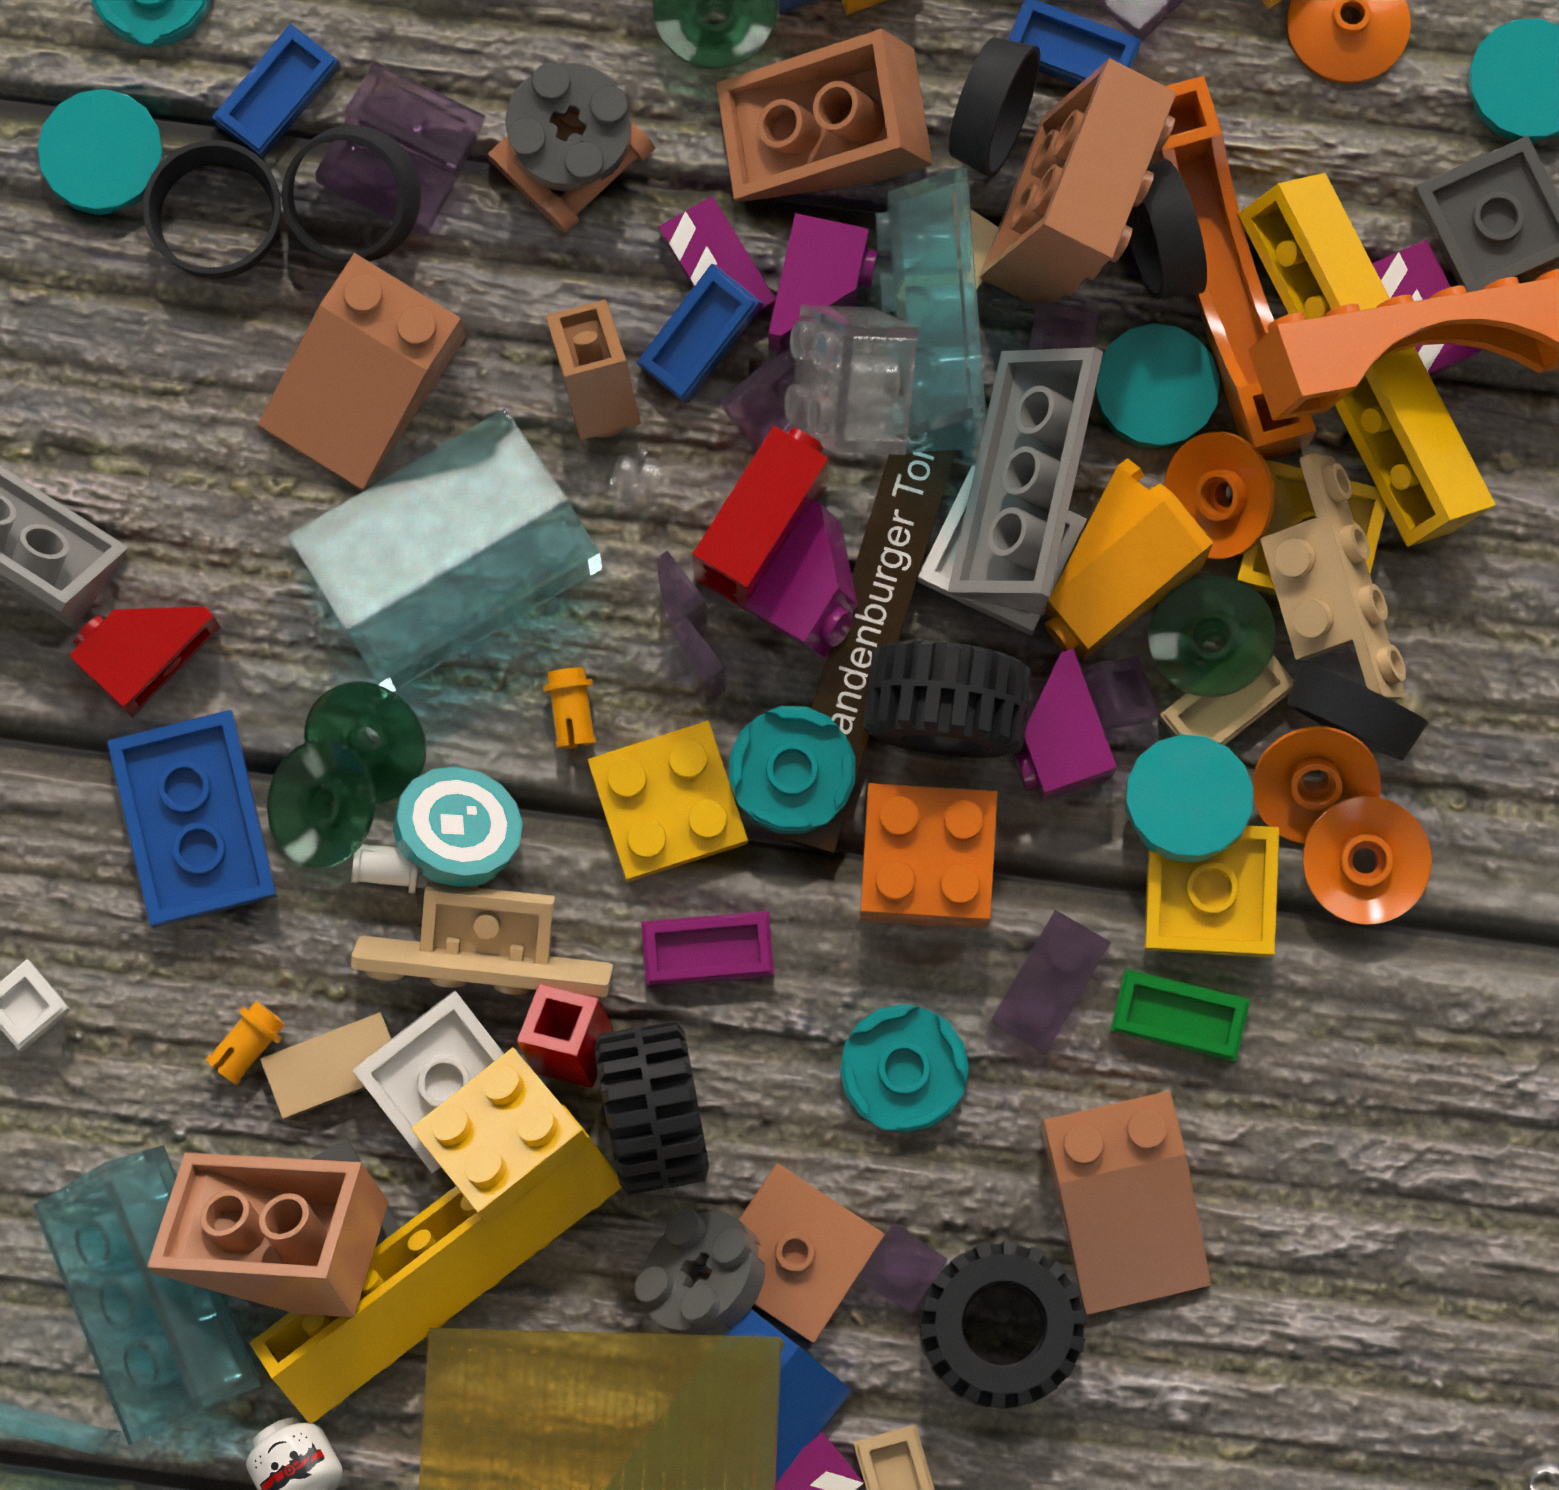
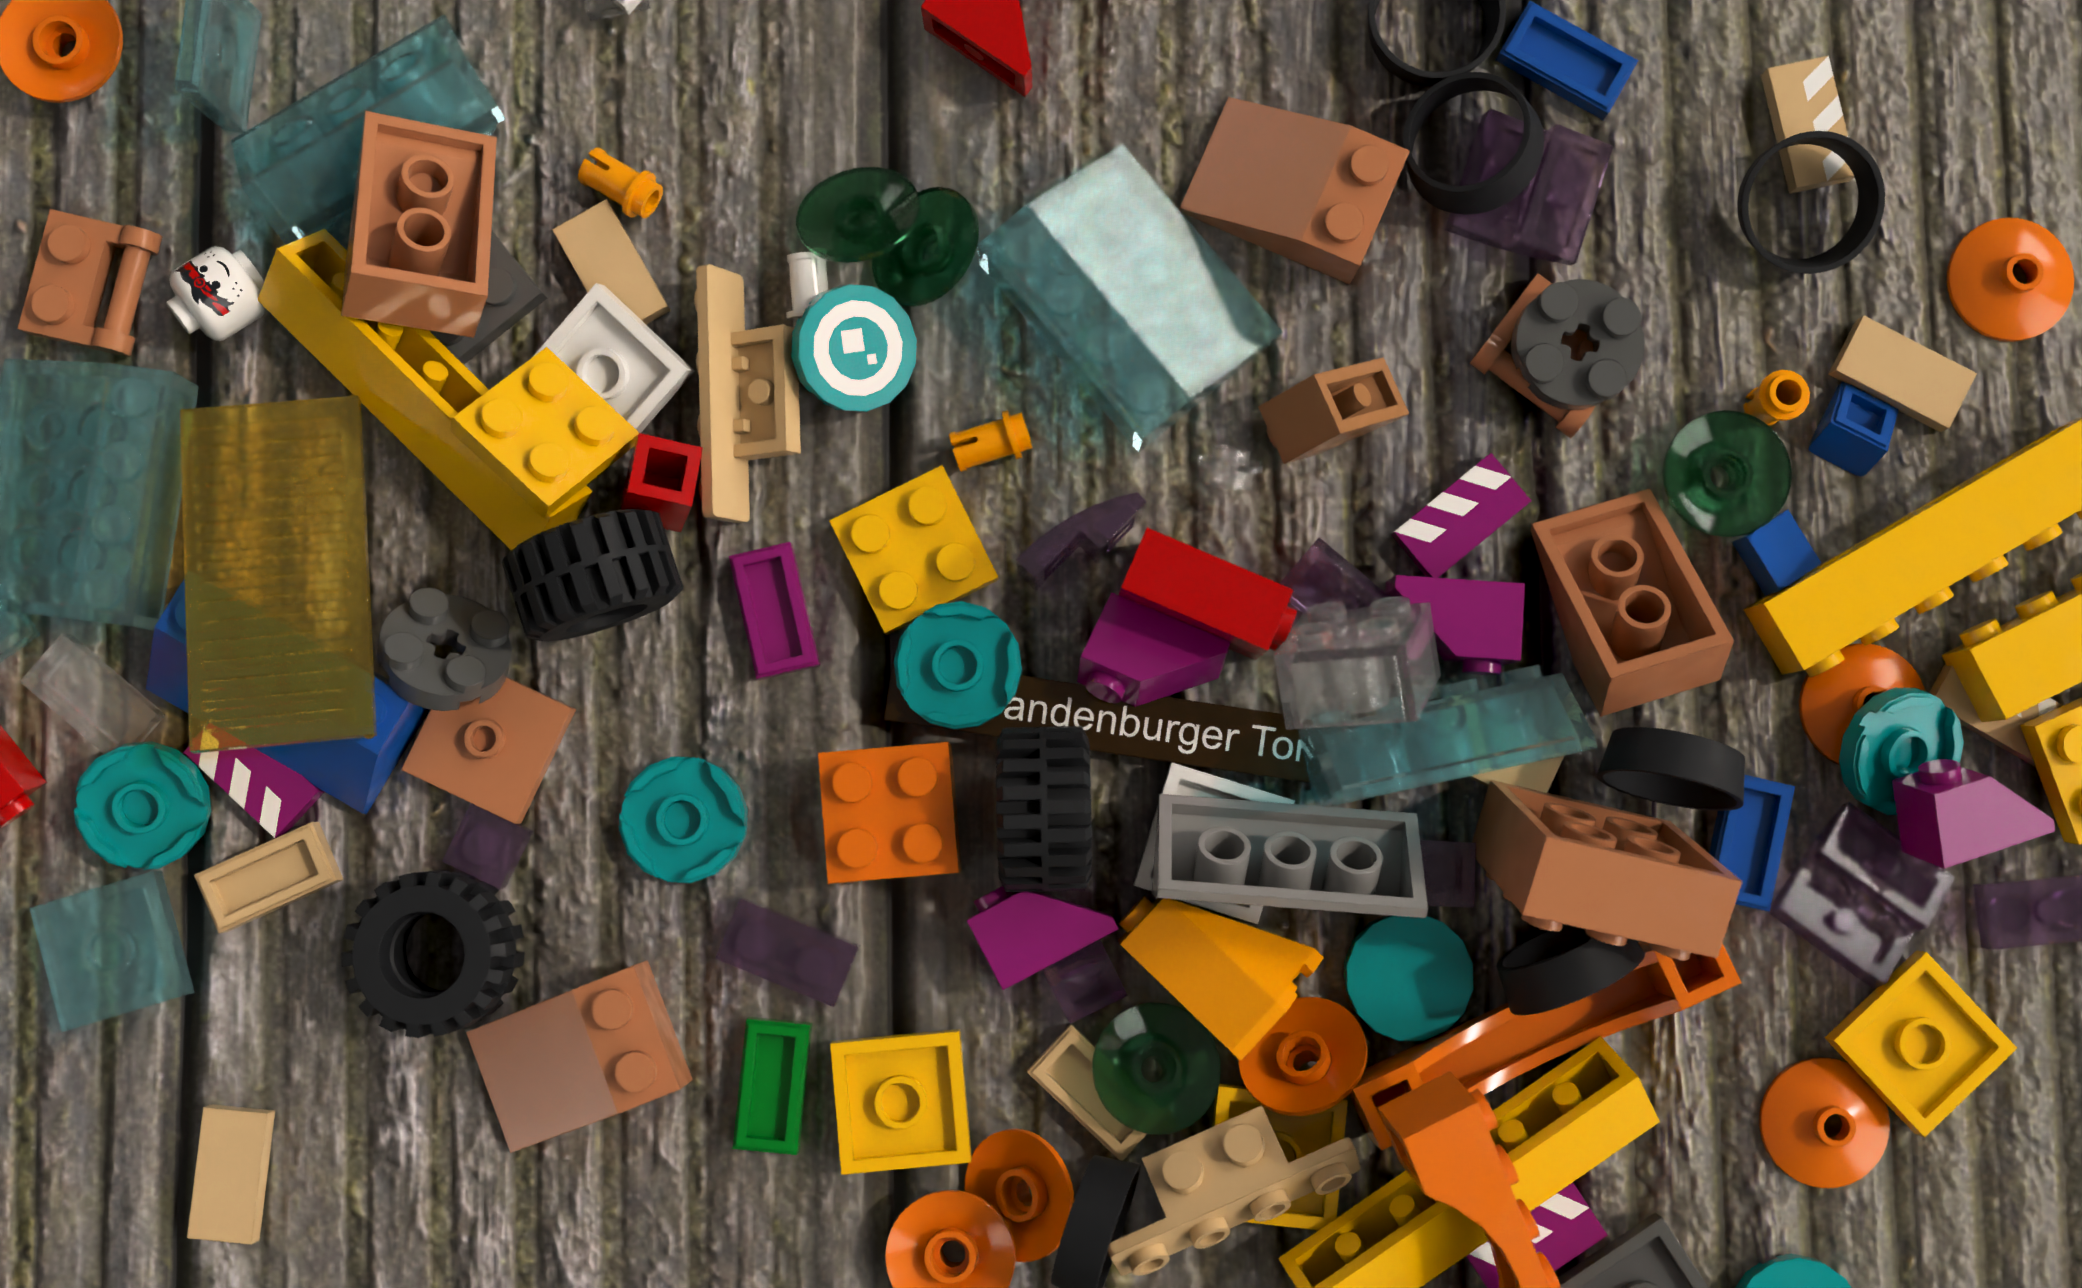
camera: 85 degrees right, 5 degrees up
(192, 819) = (829, 96): blue plate -> none
(700, 333) = (1388, 509): blue tile -> none
(1189, 798) = (984, 1067): teal tile -> none

